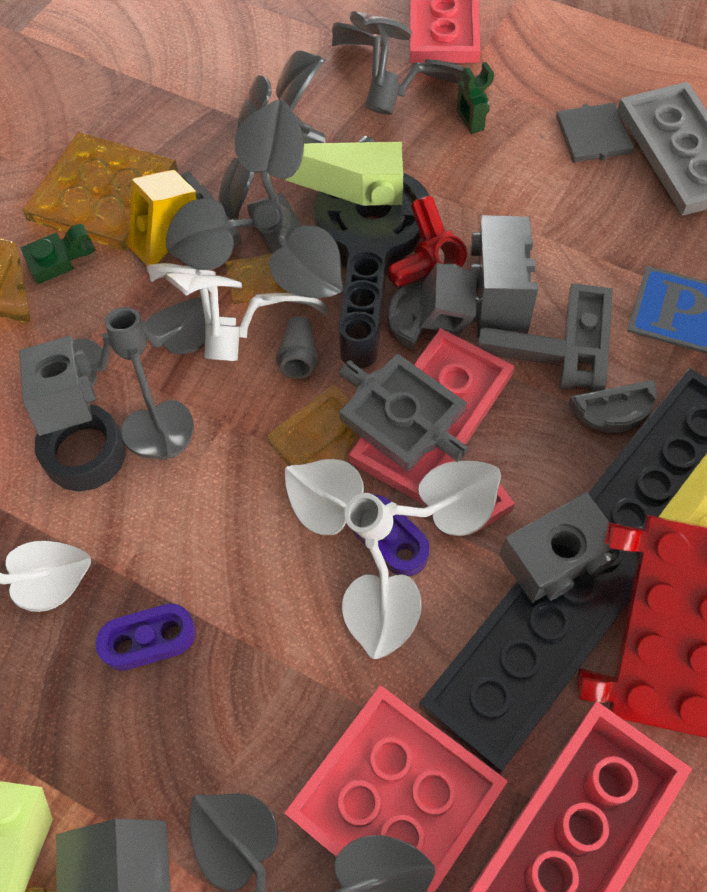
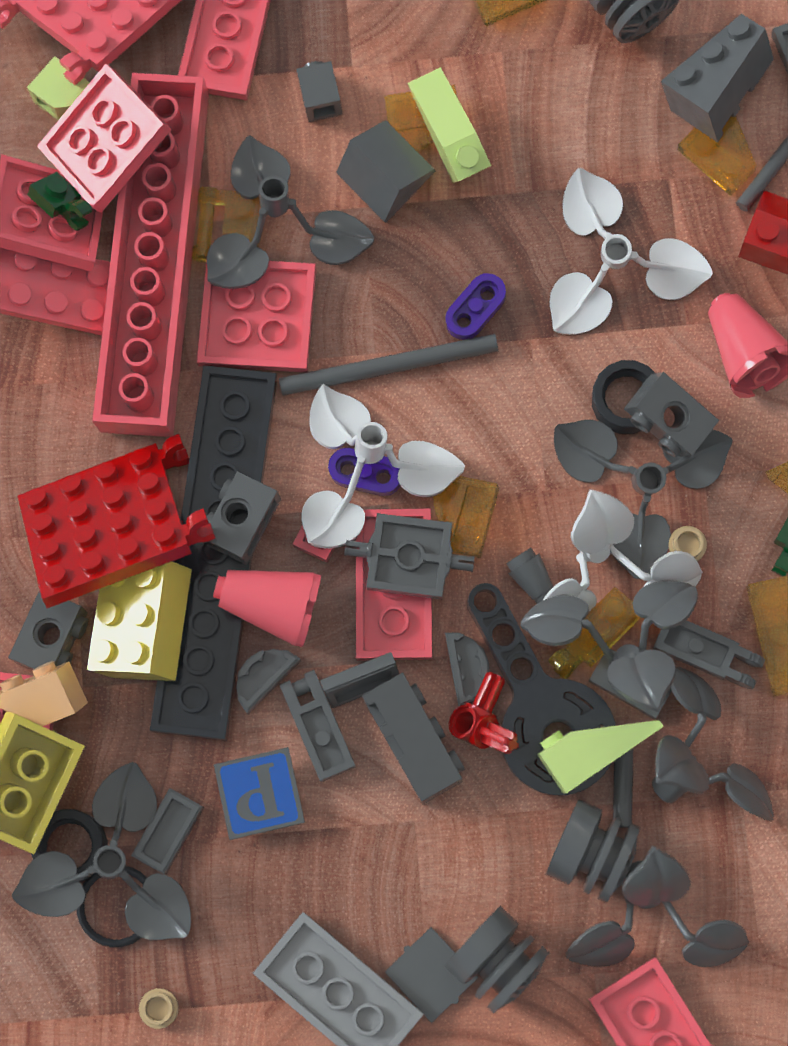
camera: 155 degrees right, 15 degrees up
(143, 297) = (688, 540): none -> tan plate
(153, 206) = (725, 616): yellow slope -> none
(289, 639) = (389, 364): none -> dark grey piece
(408, 110) = (593, 851): none -> dark grey wheel
(448, 298) = (438, 677): dark grey brick -> none
(471, 98) = (553, 924): dark green plate -> none
(538, 89) = (497, 960): none -> dark grey wheel
(572, 445) = (271, 600): none -> coral cone

